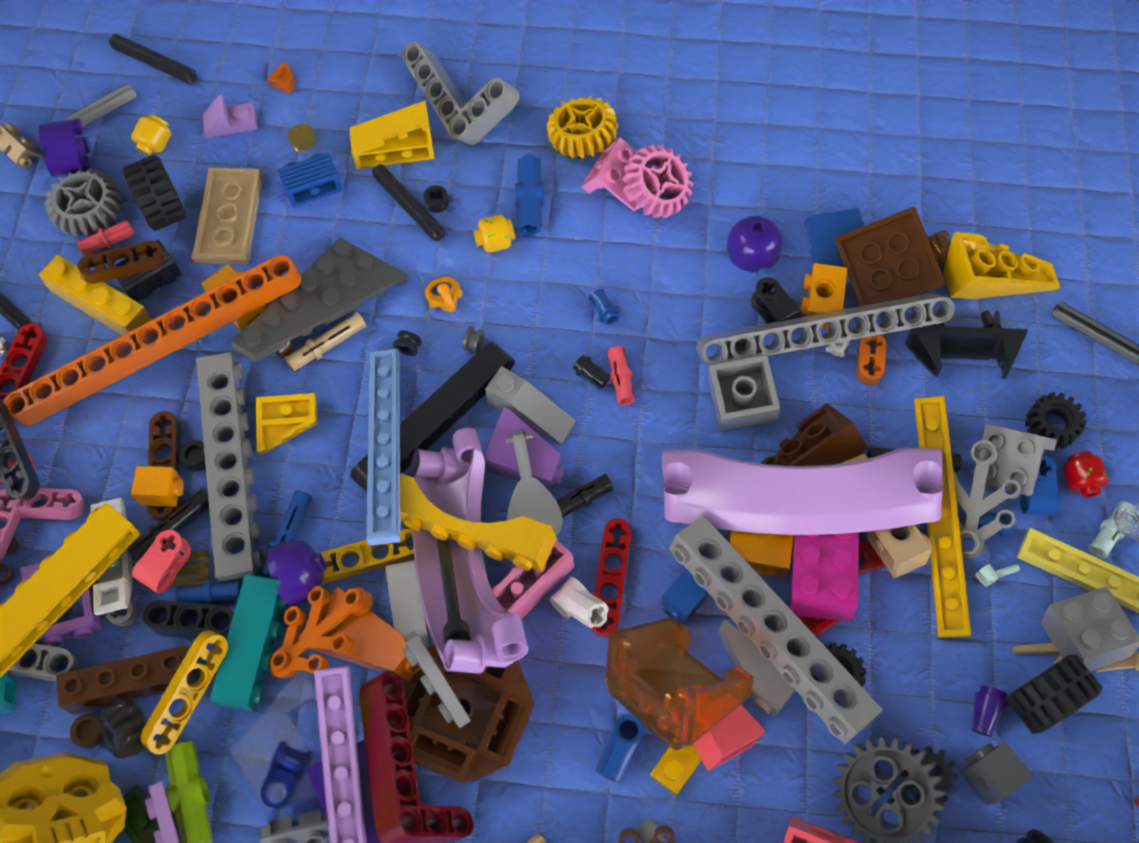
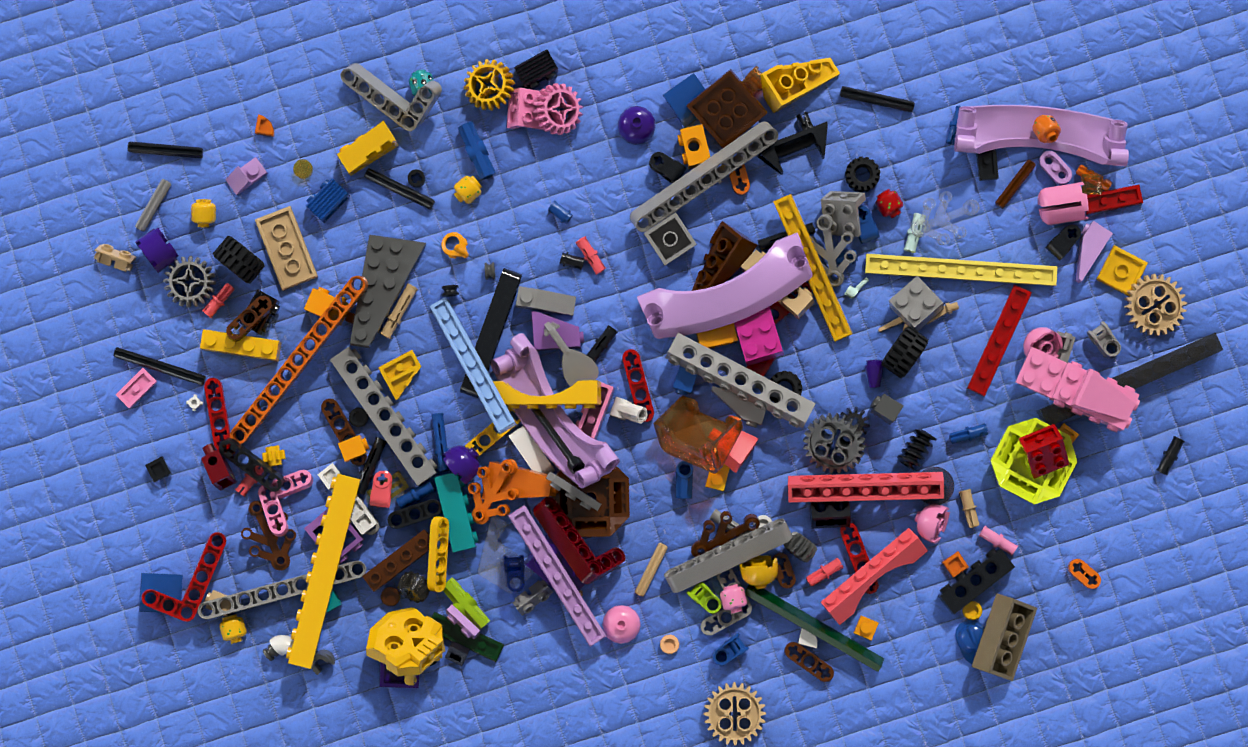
camera: 25 degrees left, 20 degrees up
(47, 454) = (273, 455): none -> yellow gear
(651, 130) = (536, 70): none -> black brick

